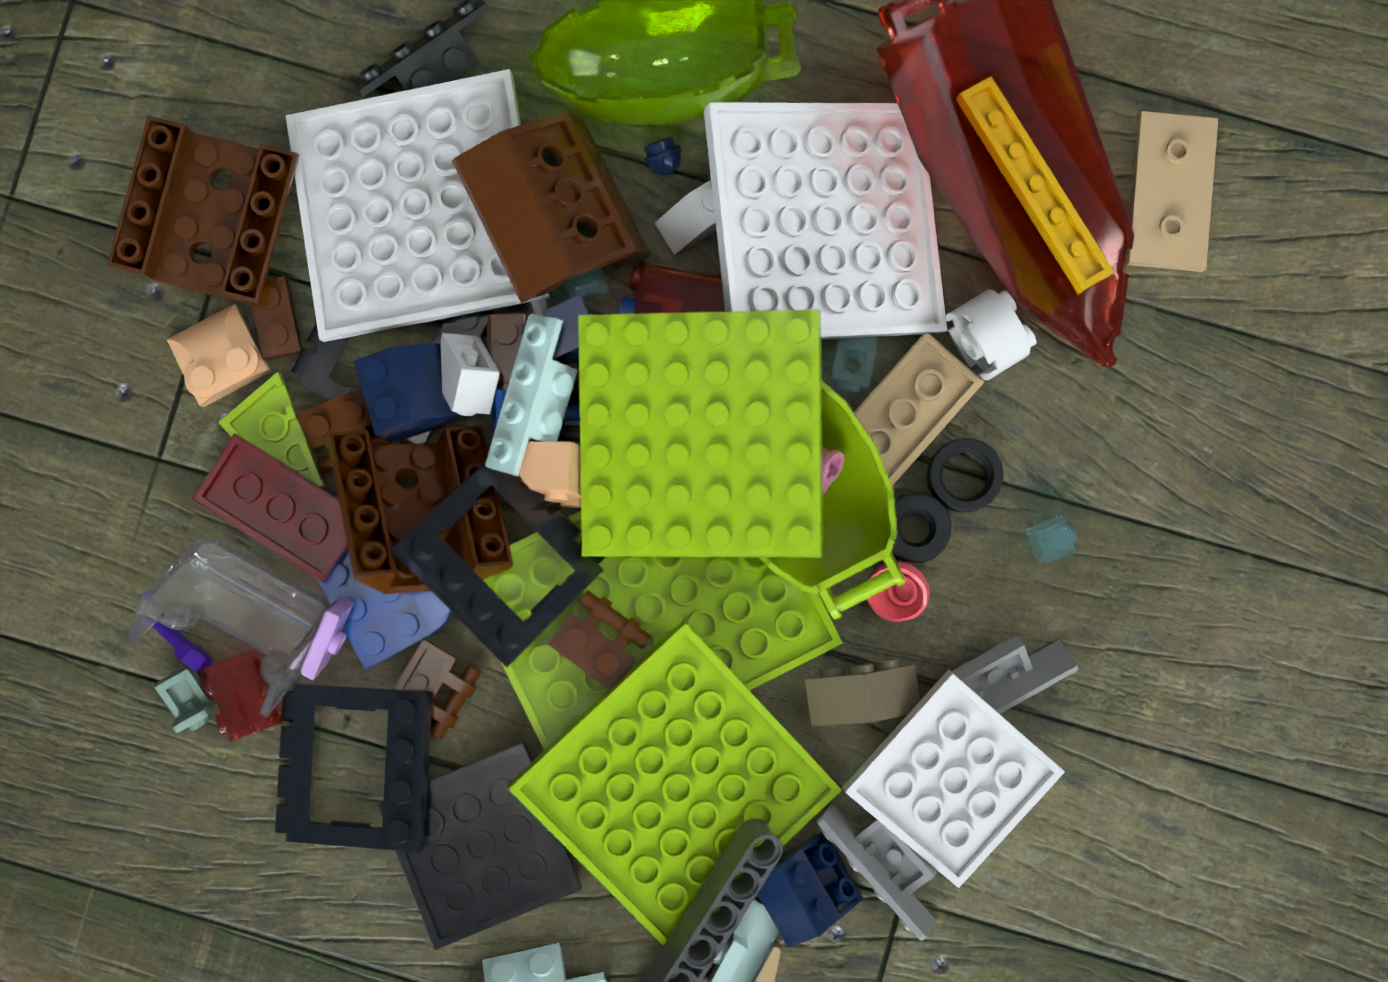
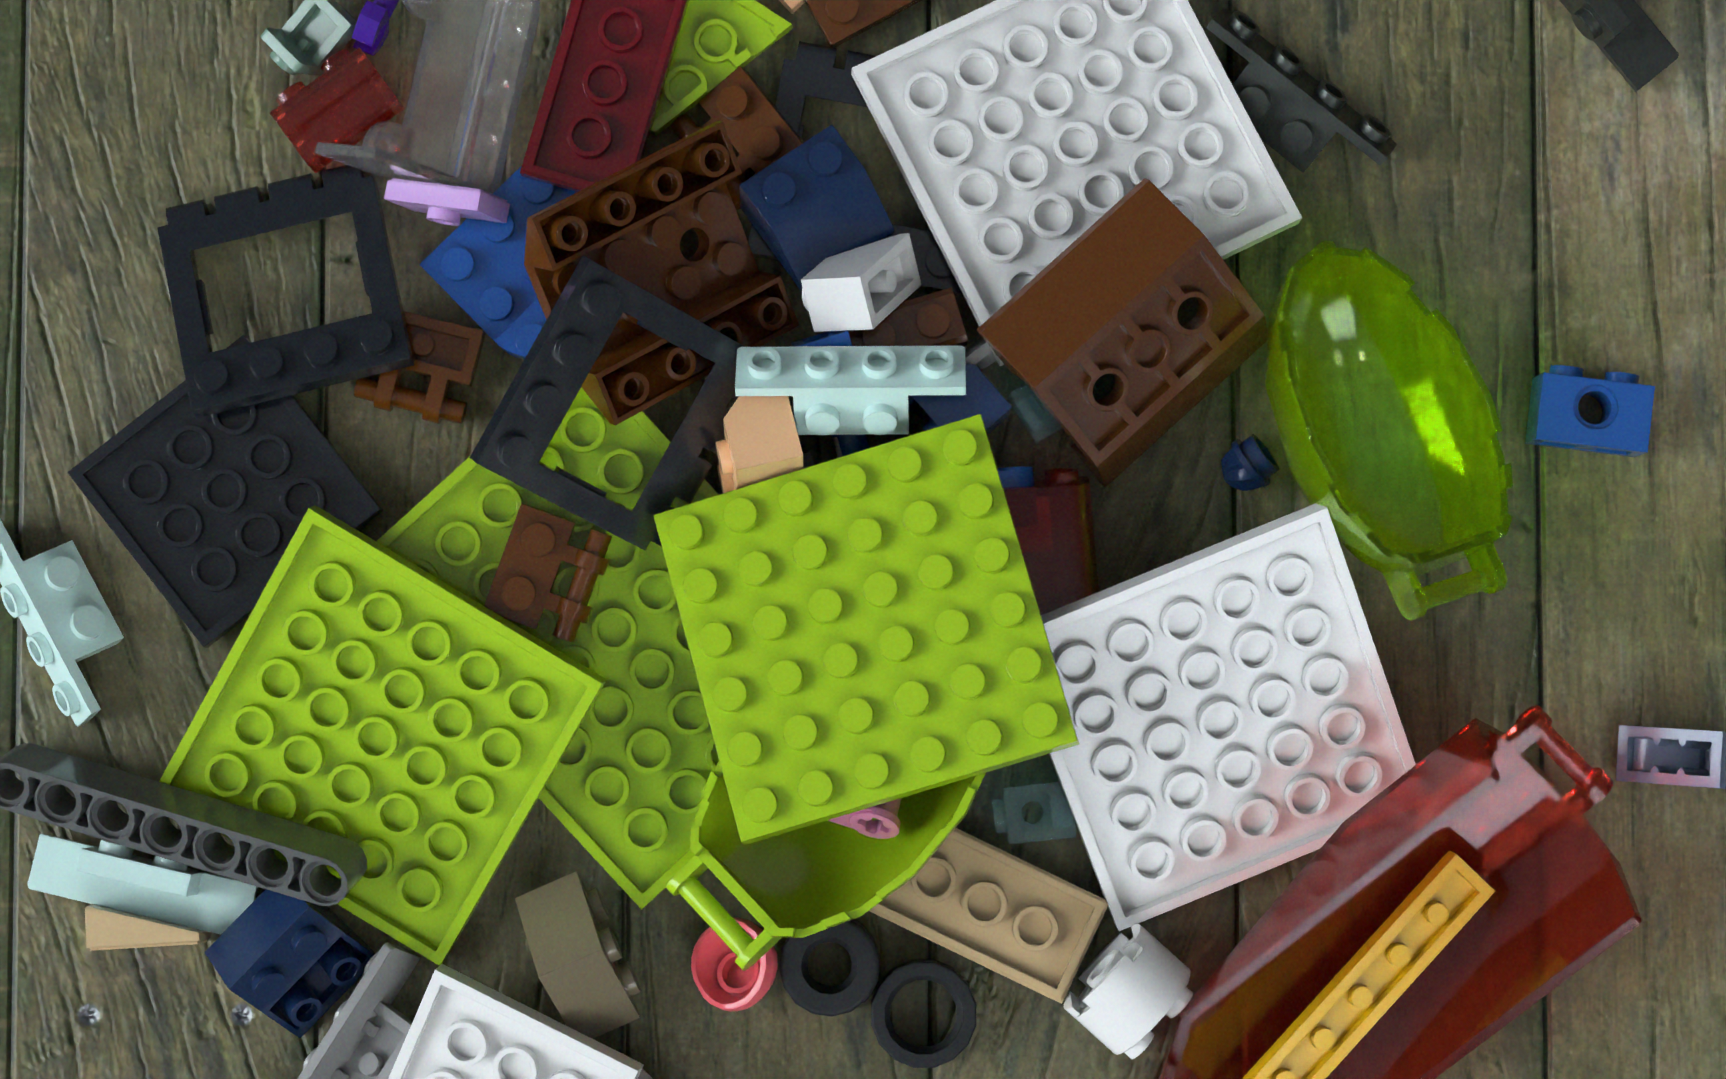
camera: 70 degrees right, 0 degrees up
(689, 220) = (1167, 525): white slope -> none

